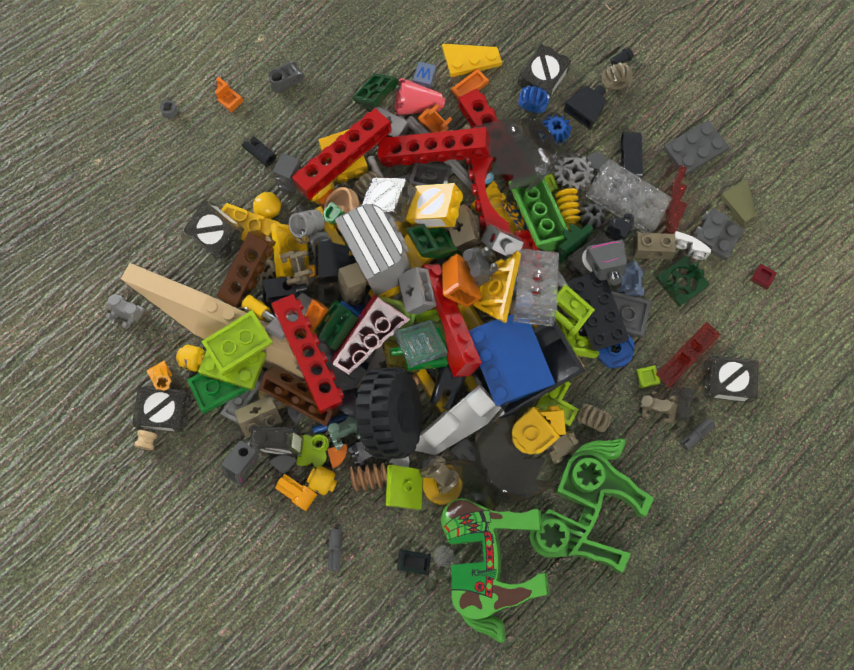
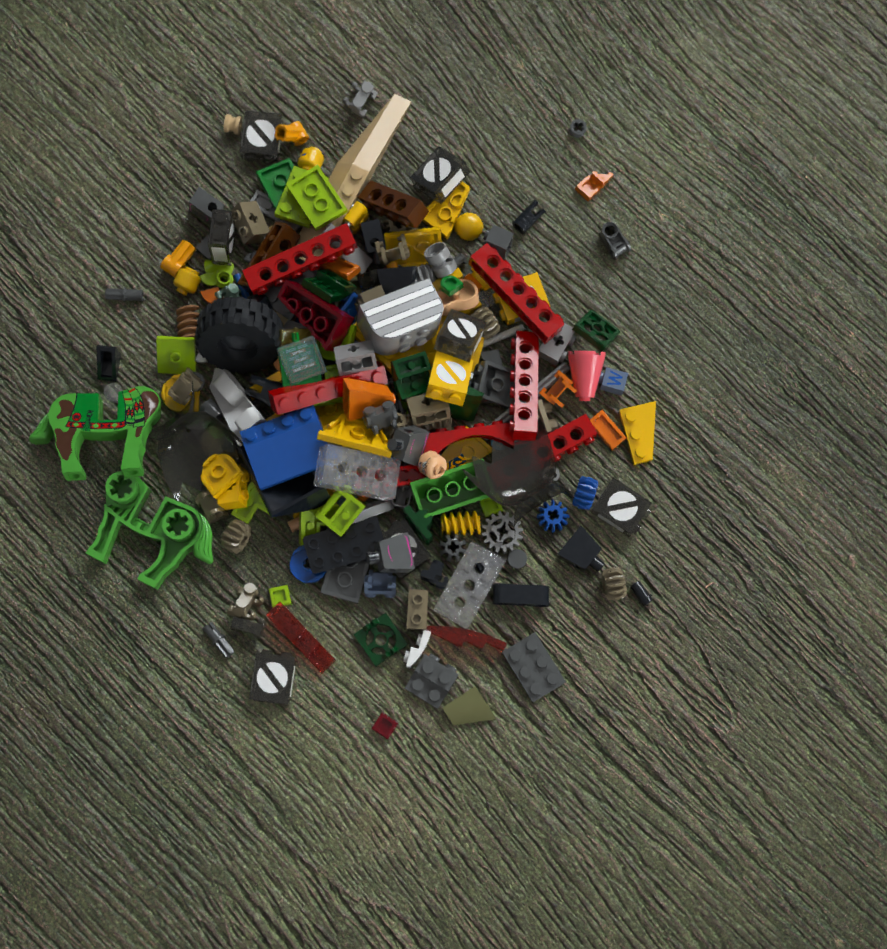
camera: 90 degrees right, 5 degrees up
(521, 222) = (432, 465): none -> light nougat head

